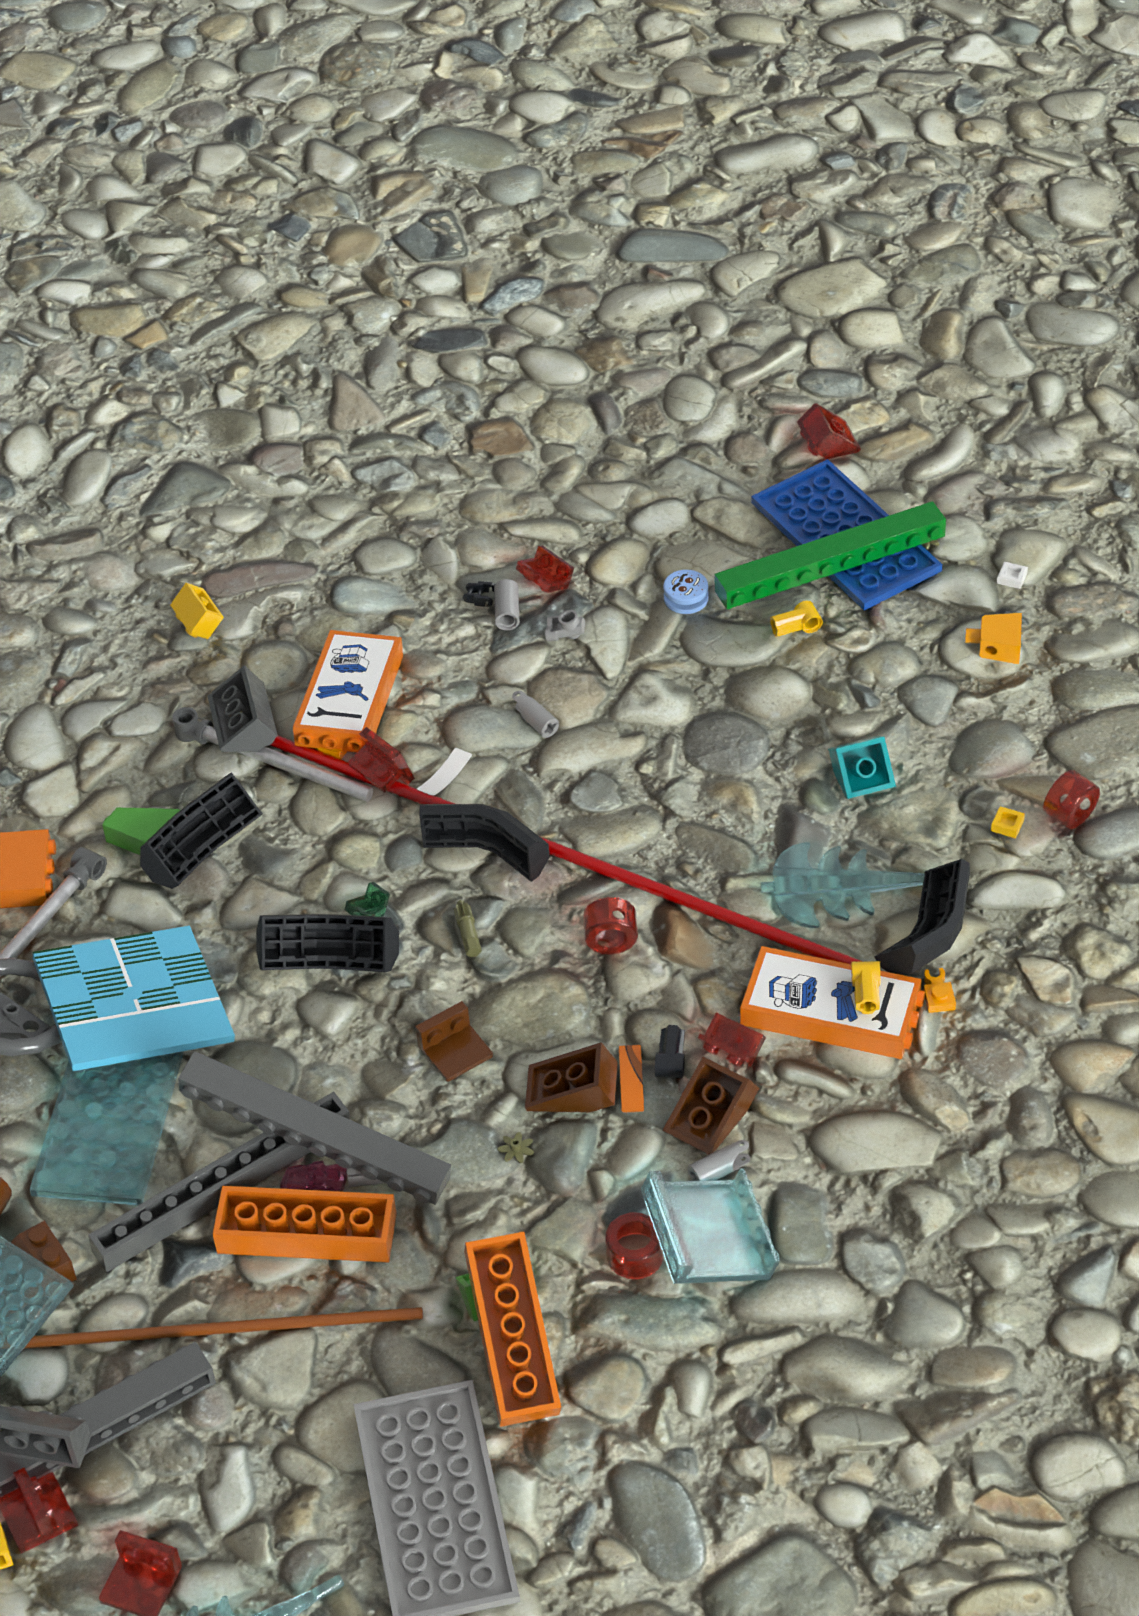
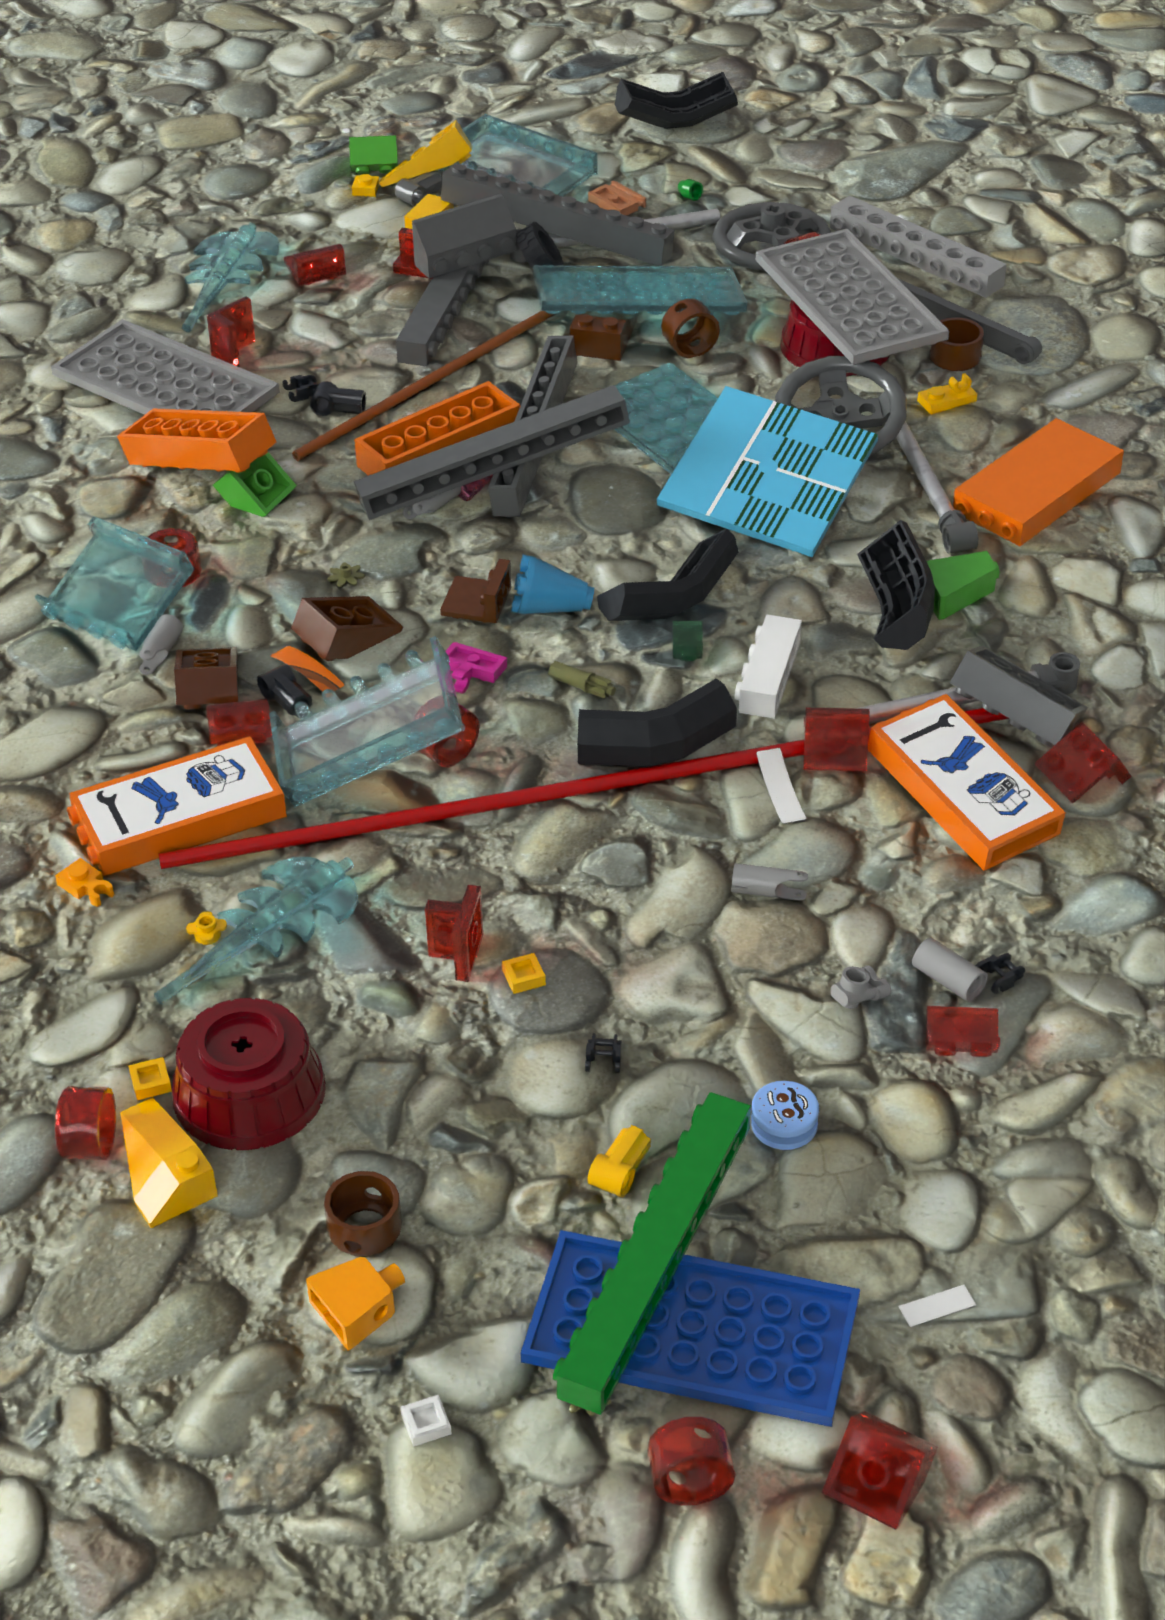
camera: 135 degrees right, 5 degrees down
(269, 662) = (1080, 763): none -> clear red bracket
(328, 1353) = (330, 399): none -> black piece
(330, 1500) = (231, 330): none -> clear red bracket
(335, 1391) = (304, 386): none -> black piece
(343, 850) = (768, 666): none -> white brick
(408, 1003) = (548, 589): none -> dark azure cone
(524, 989) = (473, 662): none -> dark pink plate
(663, 944) = (366, 728): none -> window
(717, 483) = (937, 1305): none -> white sticker
(733, 750) = (523, 973): none -> yellow plate
(743, 688) = (591, 1051): none -> black piece
(749, 778) = (456, 931): none -> clear red bracket
(862, 766) = (369, 1037): teal slope -> none
(866, 982) = (143, 805): yellow piece -> none
(890, 903) = (206, 928): none -> yellow plate
(916, 472) = (702, 1461): none -> clear red piece
(937, 923) = (131, 901): black piece -> none
(953, 795) = (252, 1094): none -> dark red piece
(957, 658) = (350, 1196): none -> reddish brown piece
(1041, 762) = (164, 1164): none -> yellow wedge

